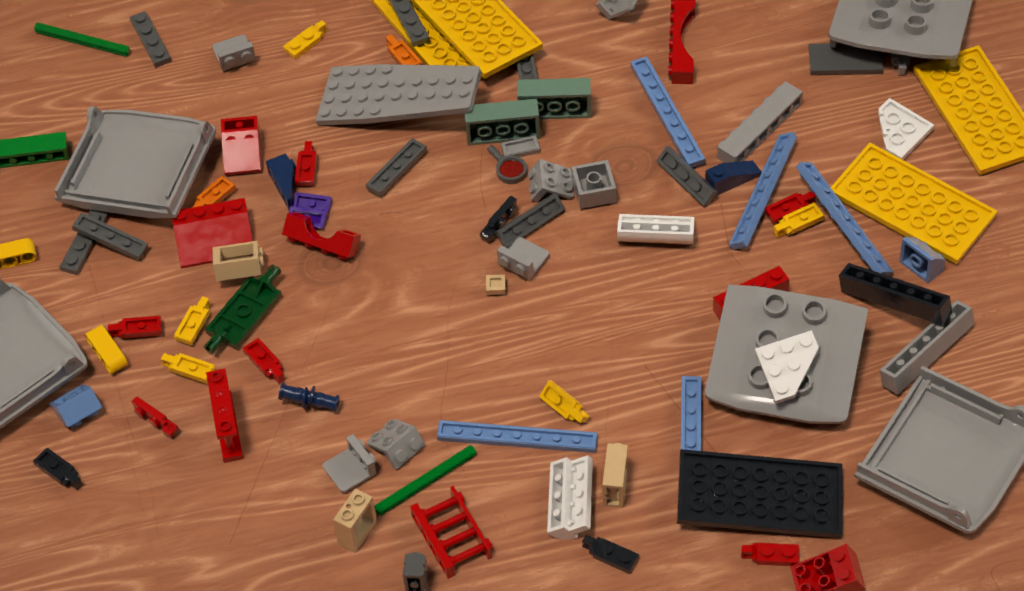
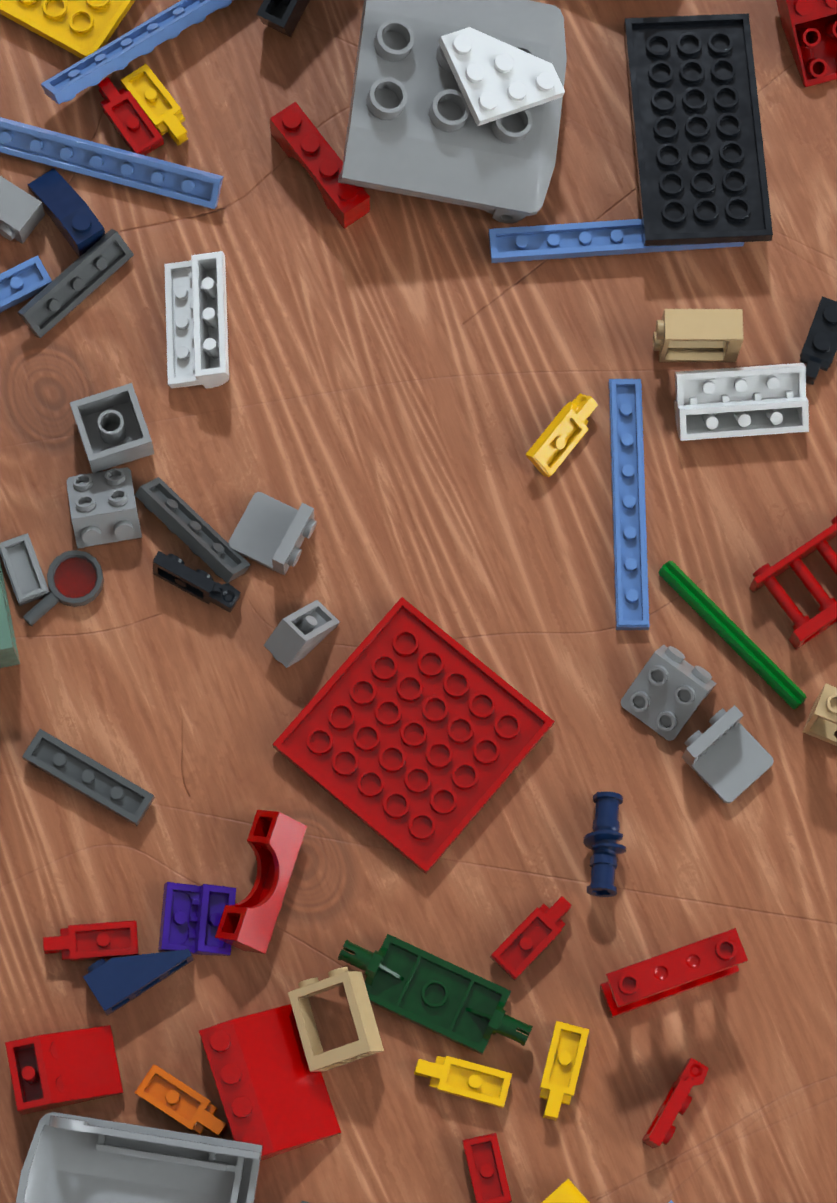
camera: 105 degrees left, 20 degrees up
(392, 315) = (413, 735): none -> red plate
(461, 266) = (300, 633): none -> light grey slope
(495, 284) = (333, 571): tan plate -> none
(771, 553) = (789, 111): red hinge -> none

